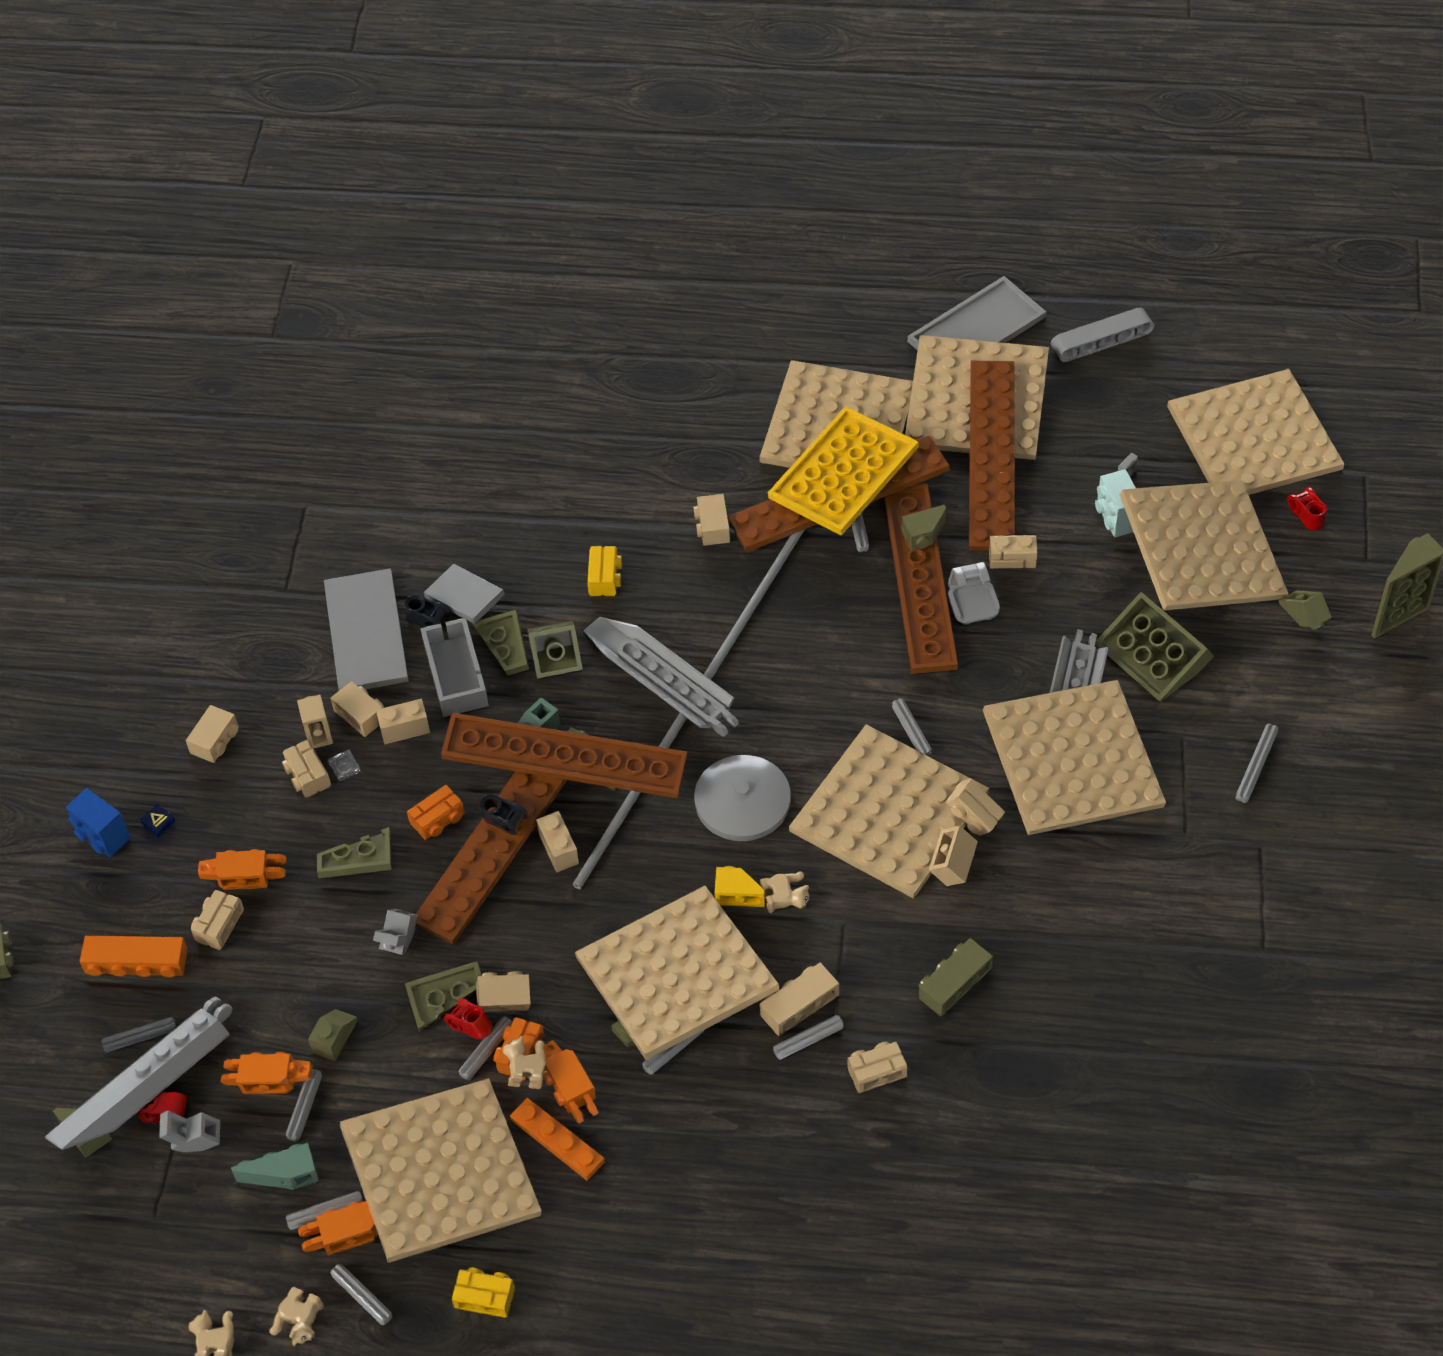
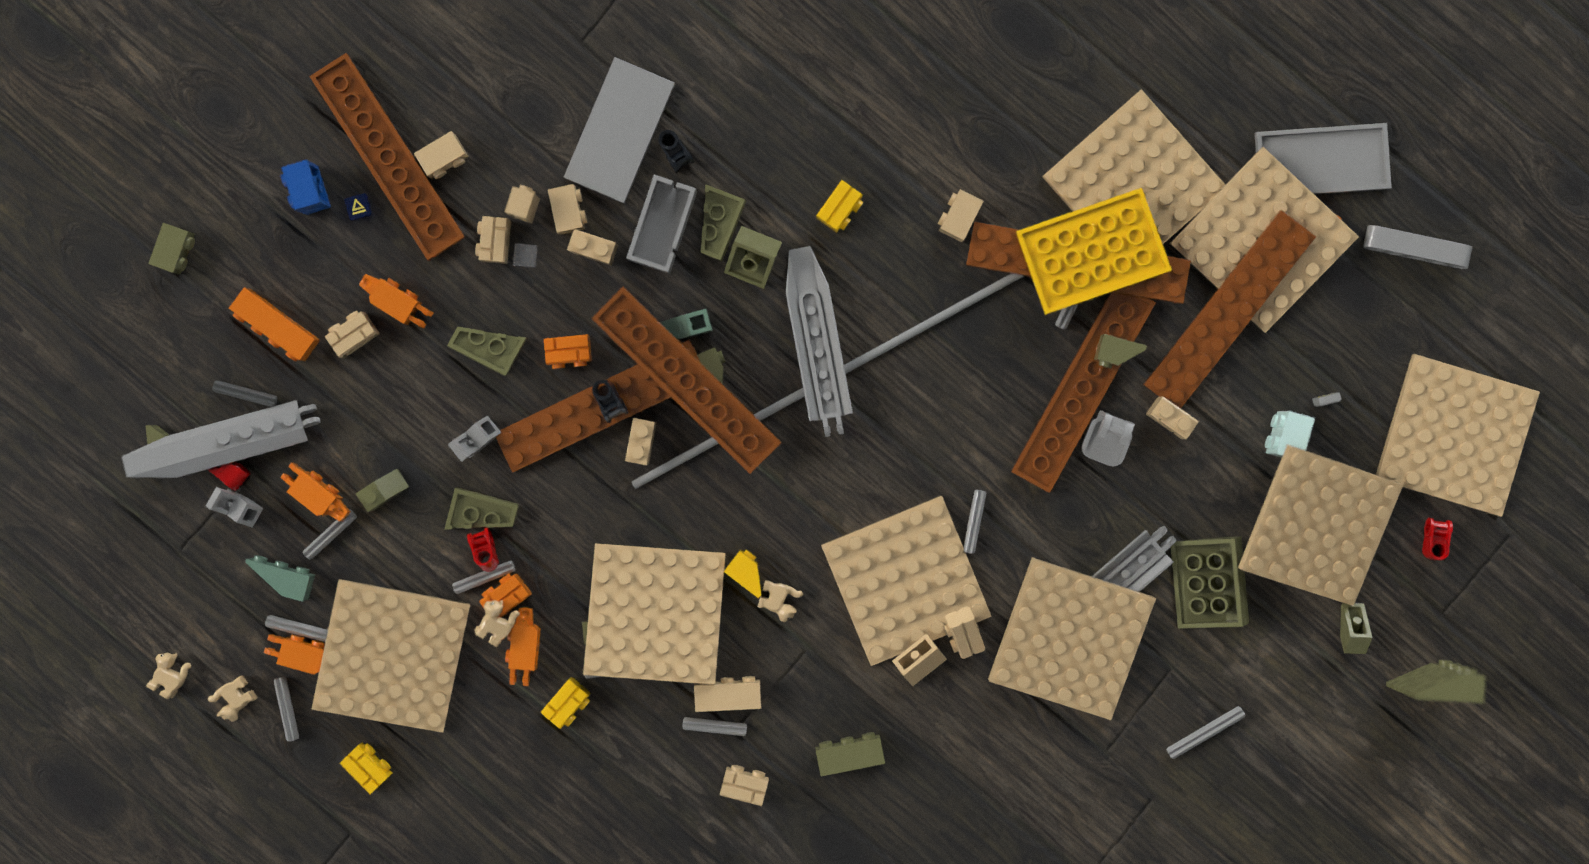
camera: 35 degrees right, 35 degrees up
(163, 765) = (387, 156): none -> dark orange plate
(464, 593) = (716, 150): light grey tile -> none
(503, 992) = (519, 546): tan brick -> none
(557, 1139) = (489, 683): orange plate -> none
(646, 1104) = (566, 702): none -> yellow brick
(742, 798) = (805, 493): light grey dish -> none

